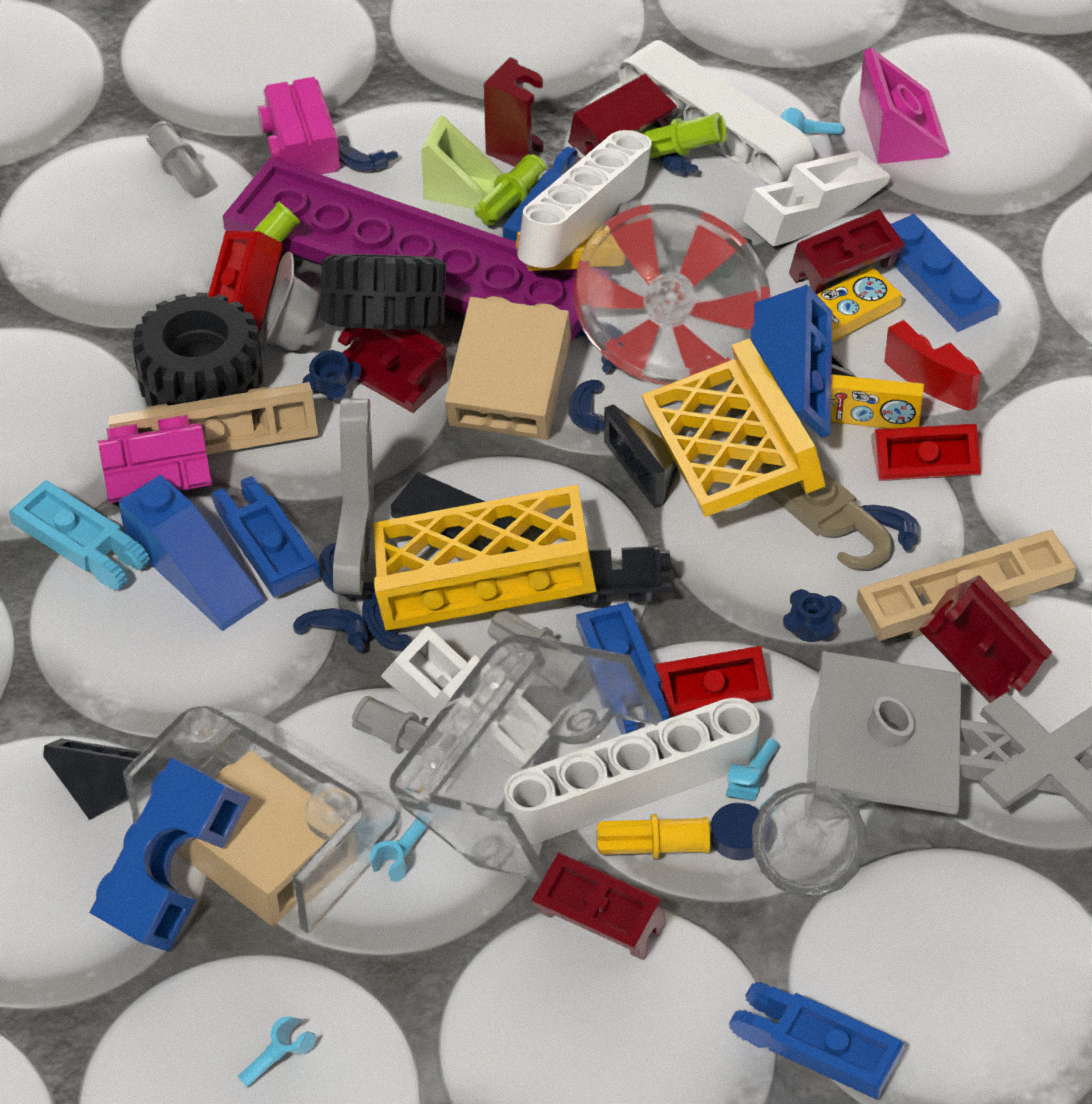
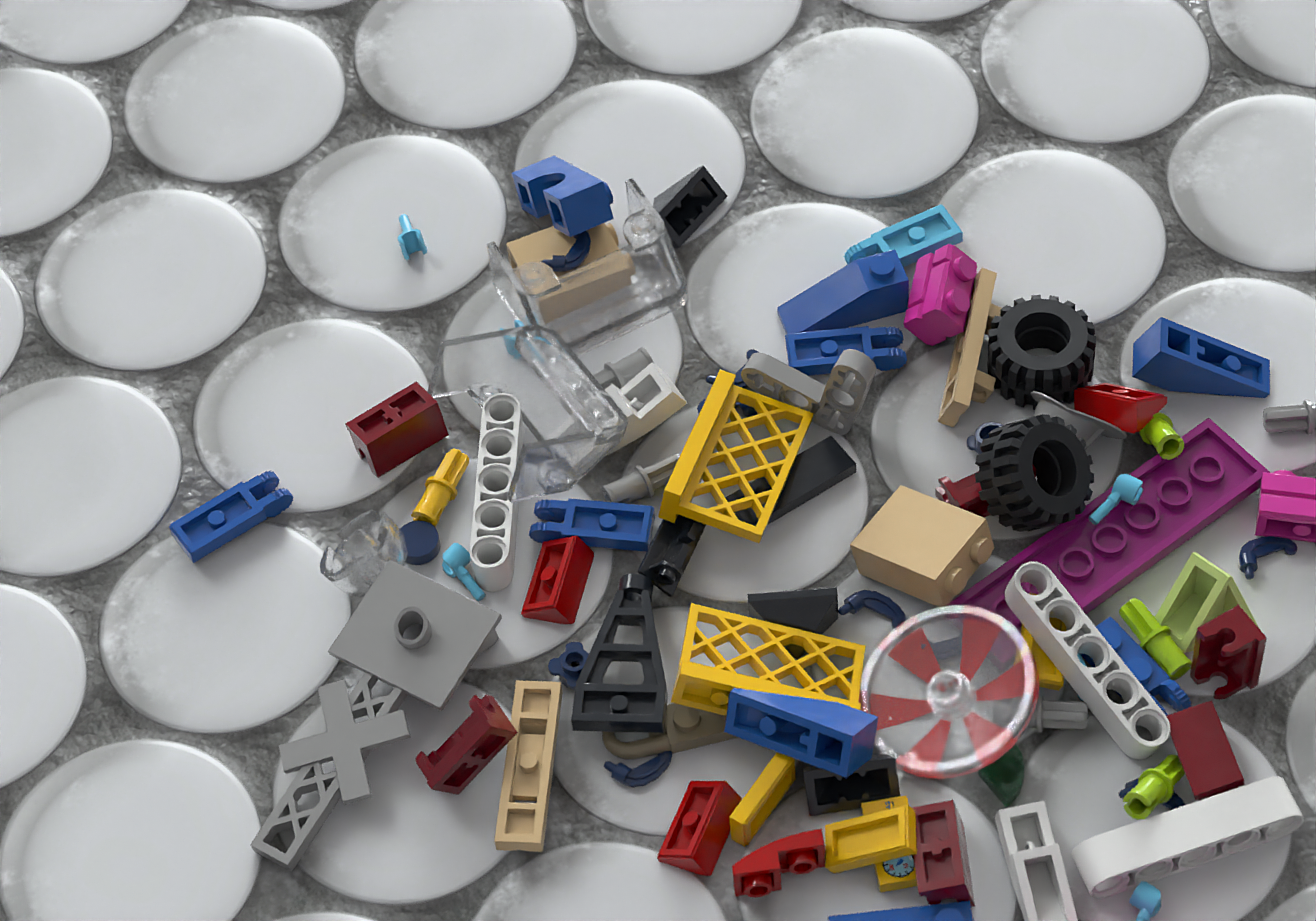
camera: 120 degrees right, 5 degrees up
(154, 248) = (1197, 363): none -> blue slope
(273, 802) = (574, 257): none -> dark blue piece
(357, 239) = (1126, 489): none -> medium azure hand
(845, 526) = (623, 705): none -> black plate
(863, 301) = (870, 839): none -> yellow tile

